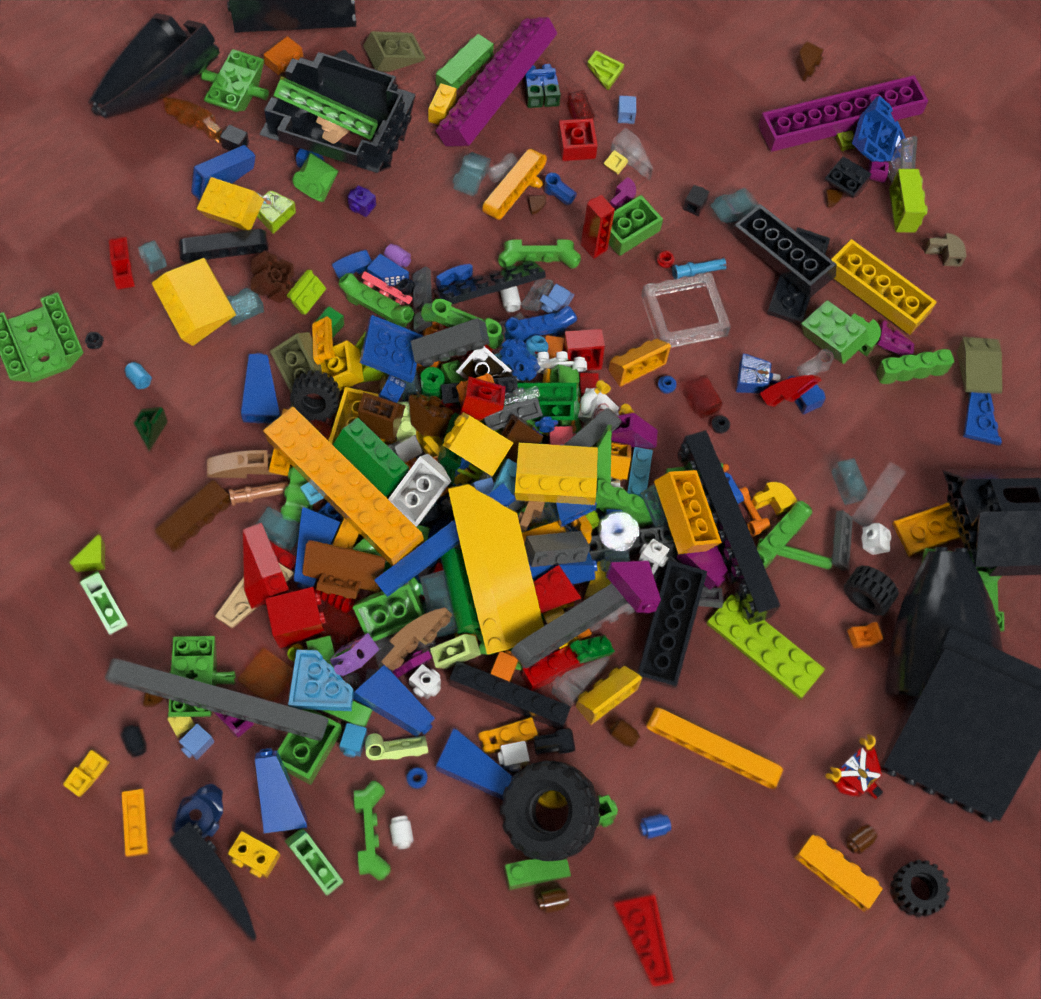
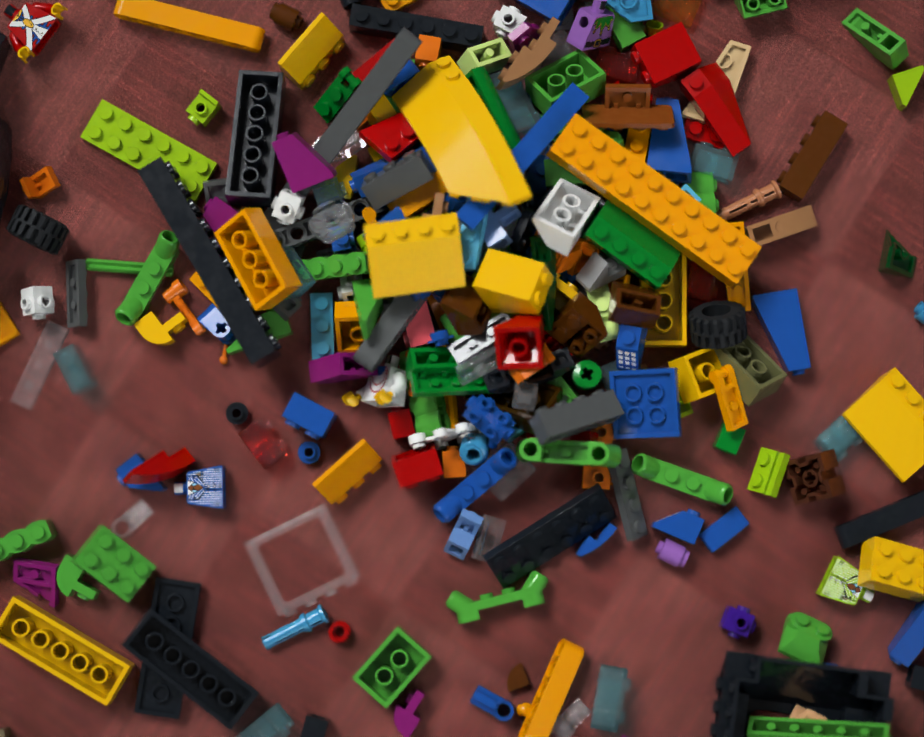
camera: 175 degrees right, 20 degrees up
(370, 281) = (668, 493): coral wing -> none
(406, 286) = (651, 512): black plate -> none
(488, 366) = (525, 396): none -> clear slope
(511, 299) = (518, 521): white brick -> none
(577, 681) = (352, 53): clear slope -> none
(597, 226) = (433, 637): red brick -> none
(662, 403) = (309, 415): none -> blue brick
(708, 673) = (211, 105): none -> lime brick

